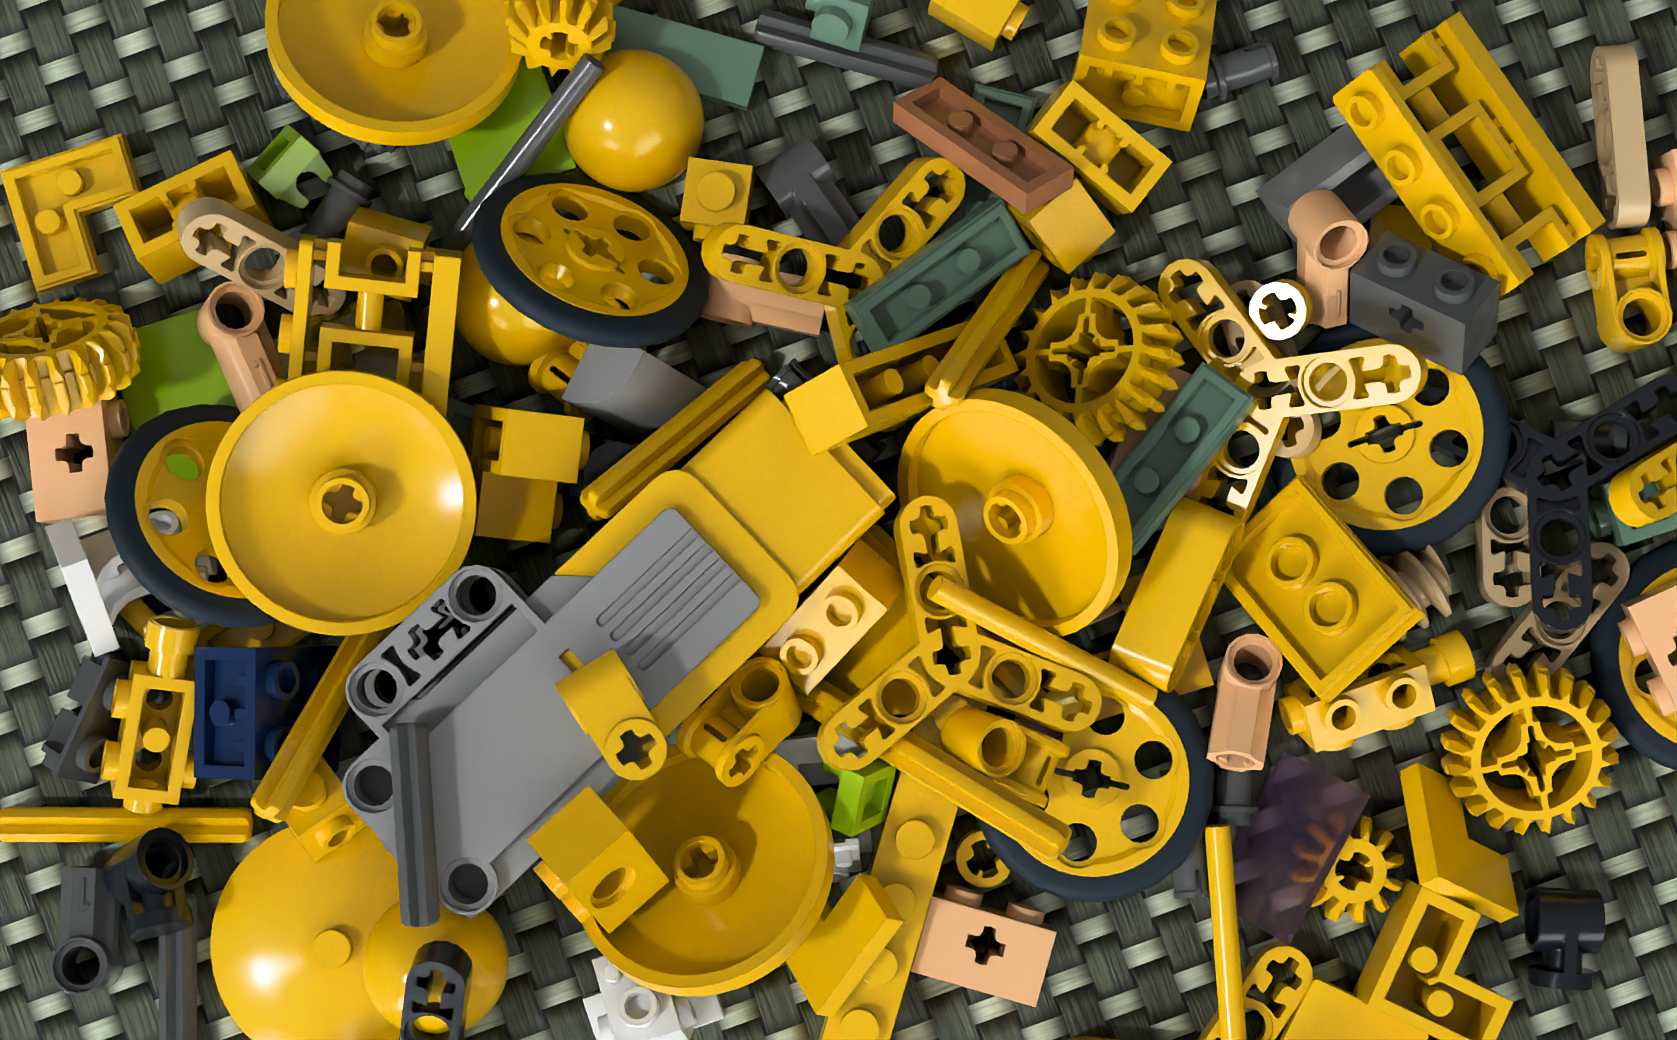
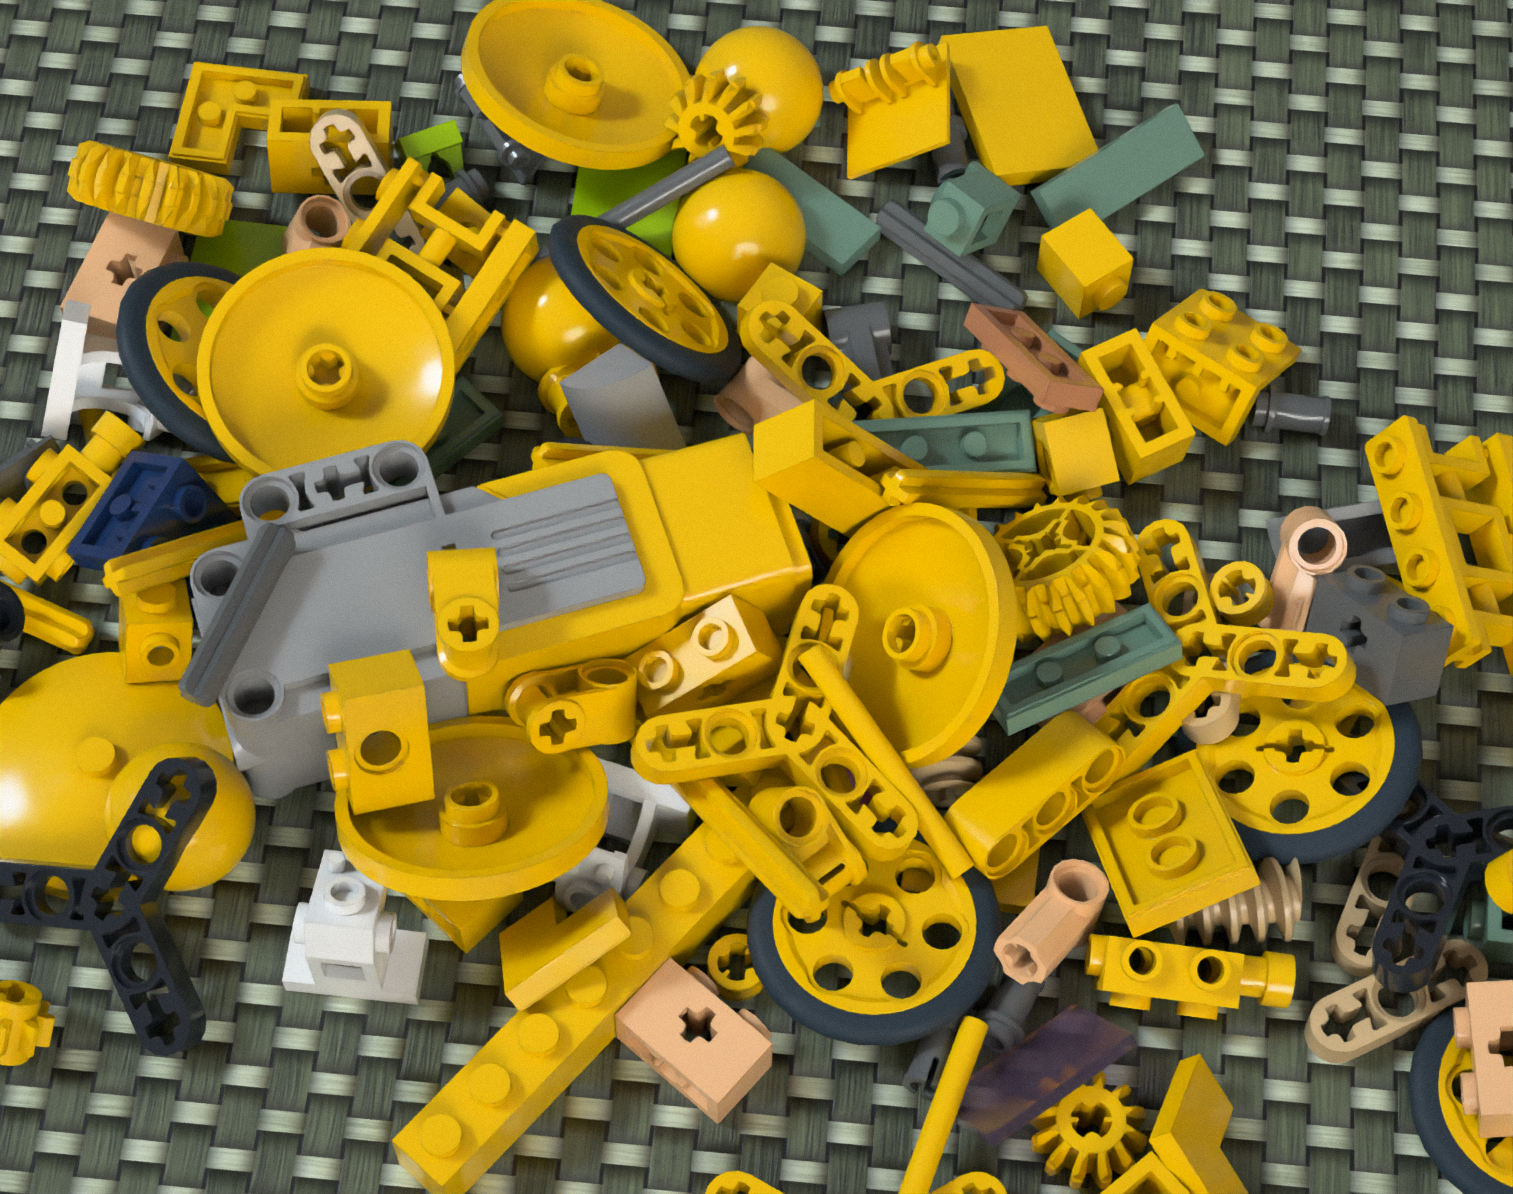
camera: 25 degrees right, 25 degrees down
(517, 469) = (498, 428): yellow brick -> none
(860, 797) = (651, 823): lime tile -> none
(1580, 744) = (1326, 1031): yellow gear -> none

